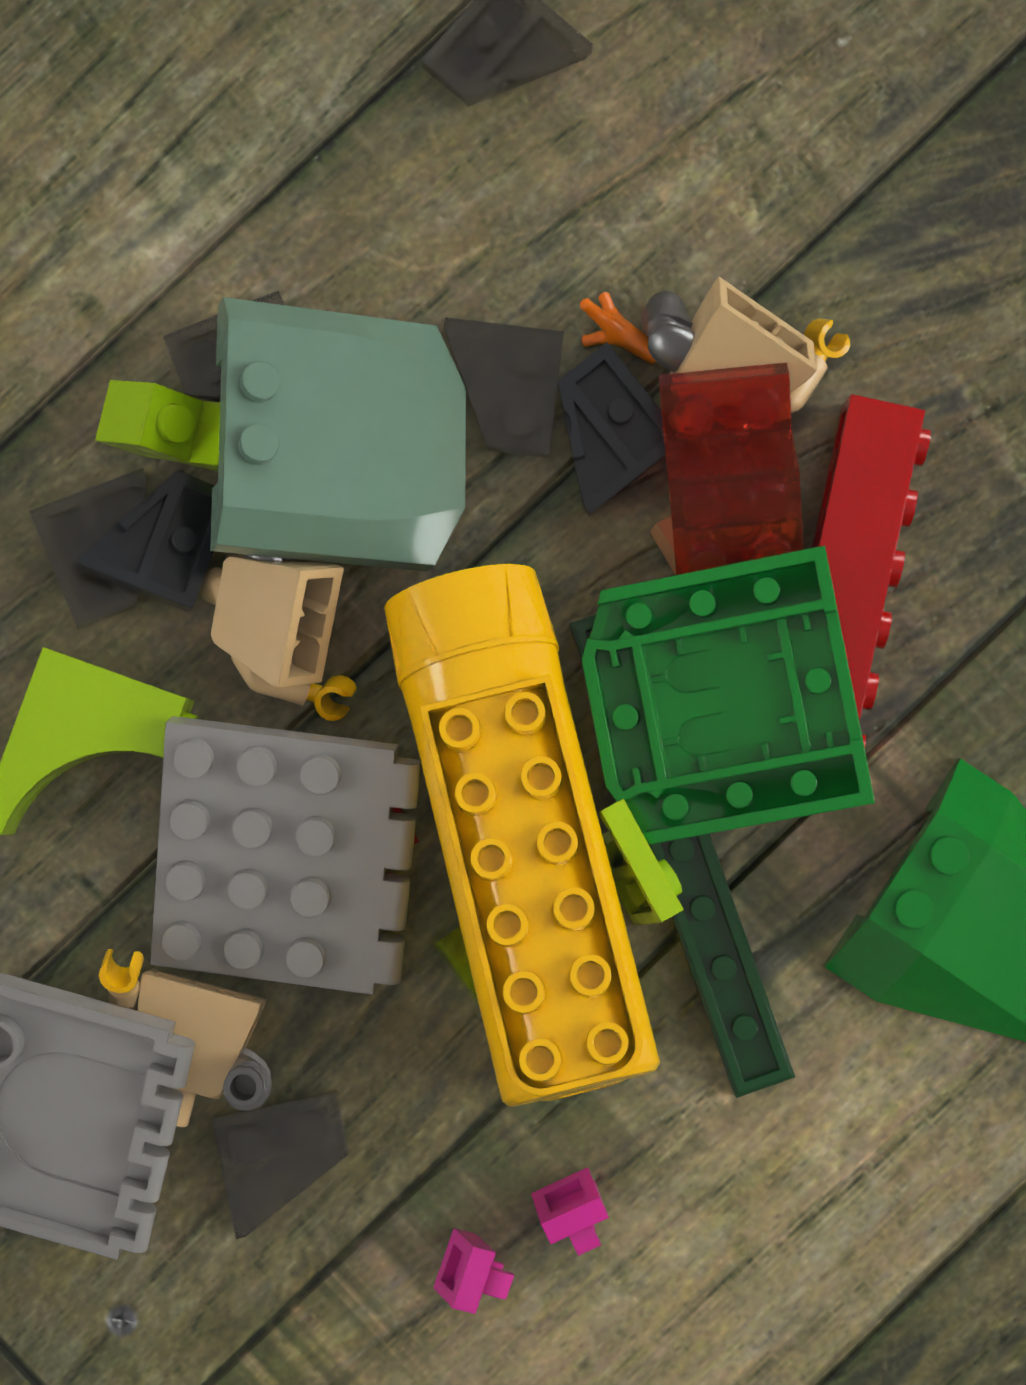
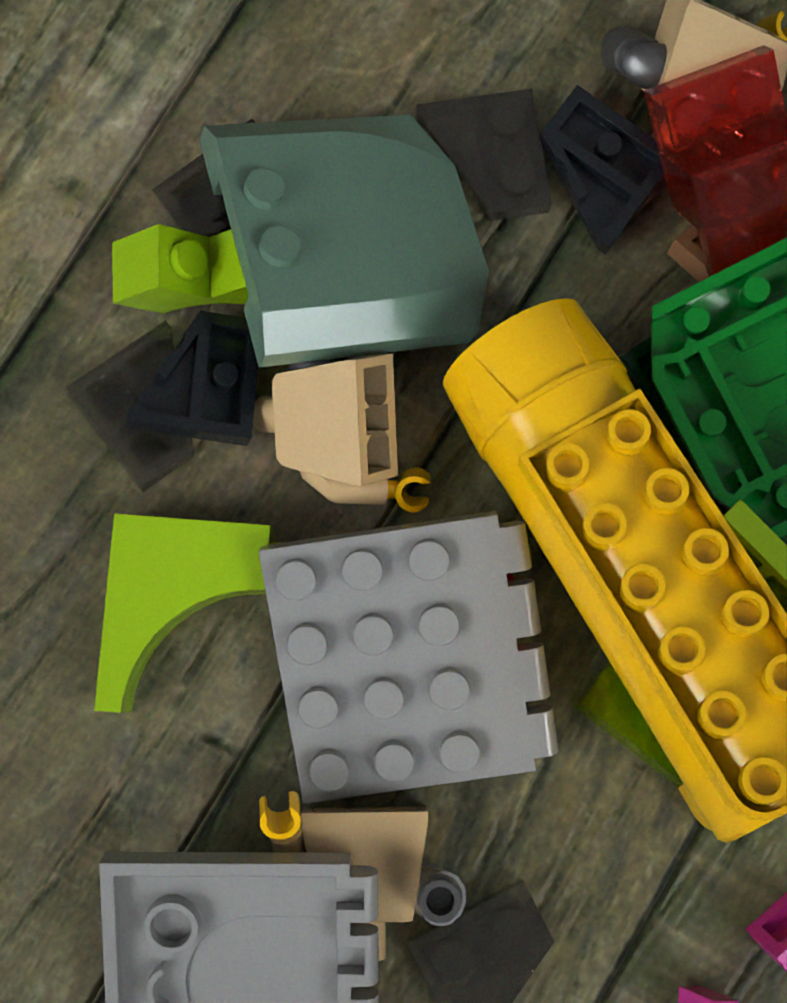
camera: 15 degrees left, 5 degrees down
(615, 329) = (584, 75): orange bar -> none

